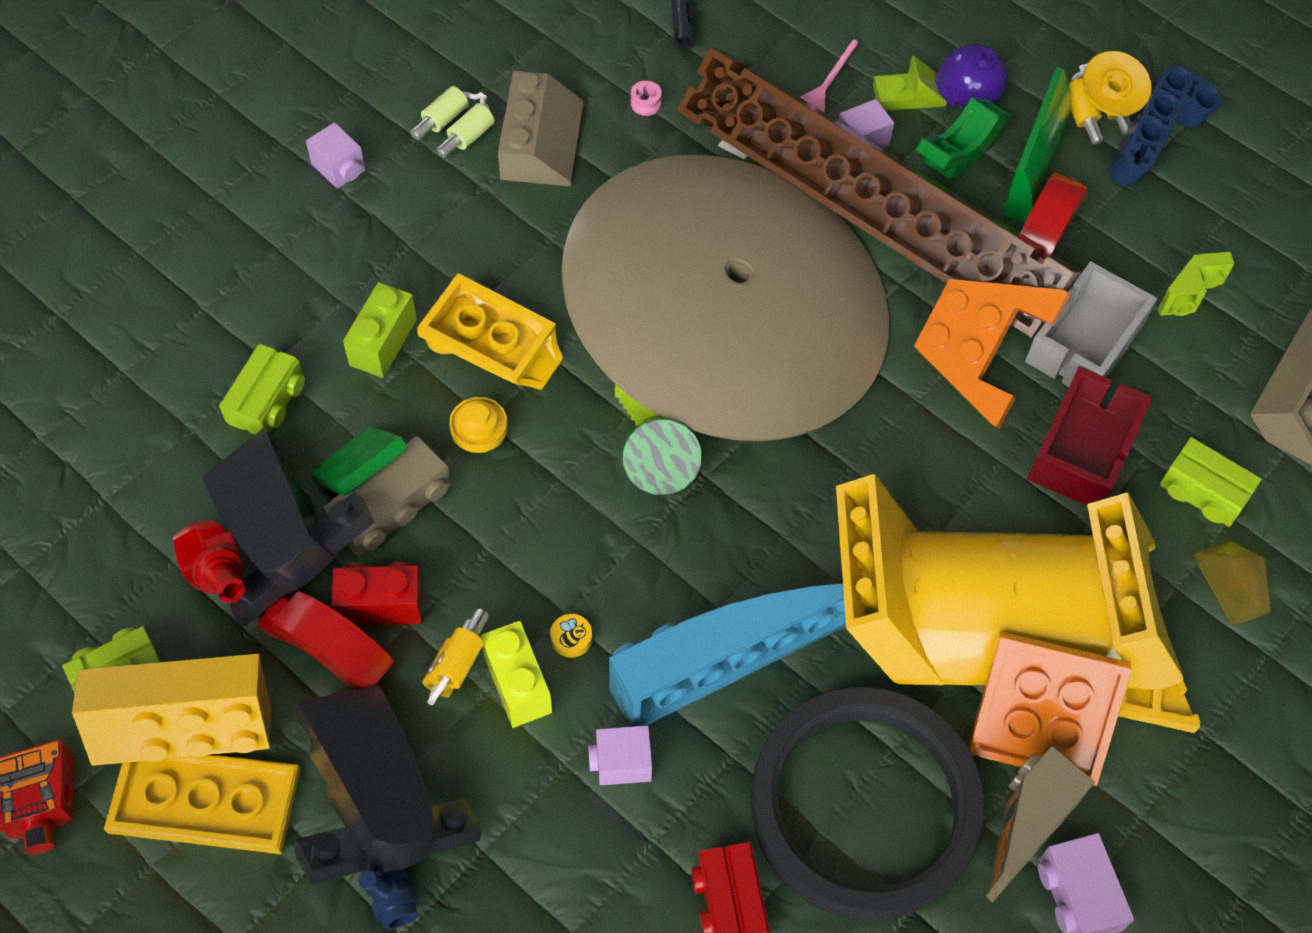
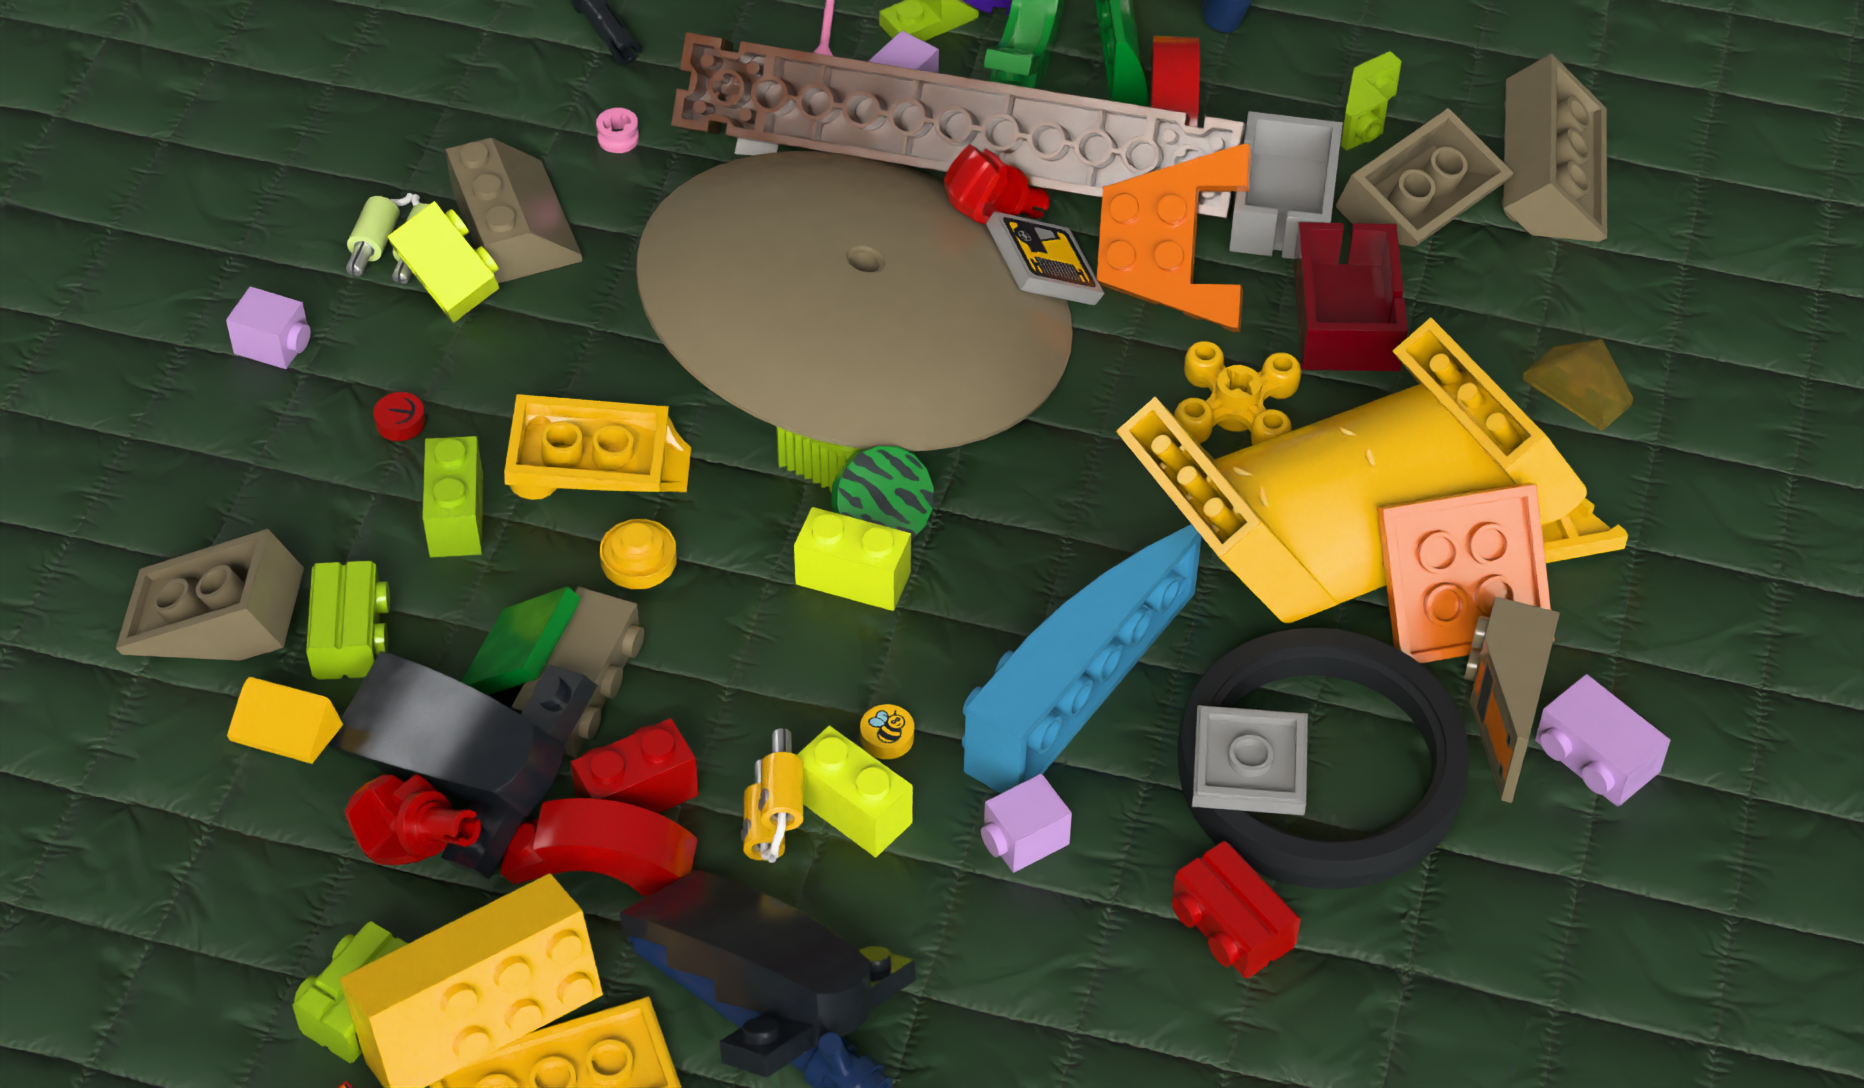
camera: 25 degrees left, 10 degrees down
(181, 450) = (283, 720): none -> yellow slope
(190, 343) = (214, 602): none -> dark tan slope
(385, 254) = (399, 416): none -> red tile
(468, 153) = (444, 261): none -> neon yellow brick
(617, 493) = (852, 558): none -> neon yellow brick
(803, 786) = (1250, 760): none -> light grey tile
(868, 249) = (984, 184): none -> red piece
(881, 315) = (1044, 258): none -> tile
(962, 482) = (1237, 394): none -> yellow gear
(1198, 369) = (1424, 180): none -> dark tan slope
(1210, 482) = (1500, 293): lime brick -> none

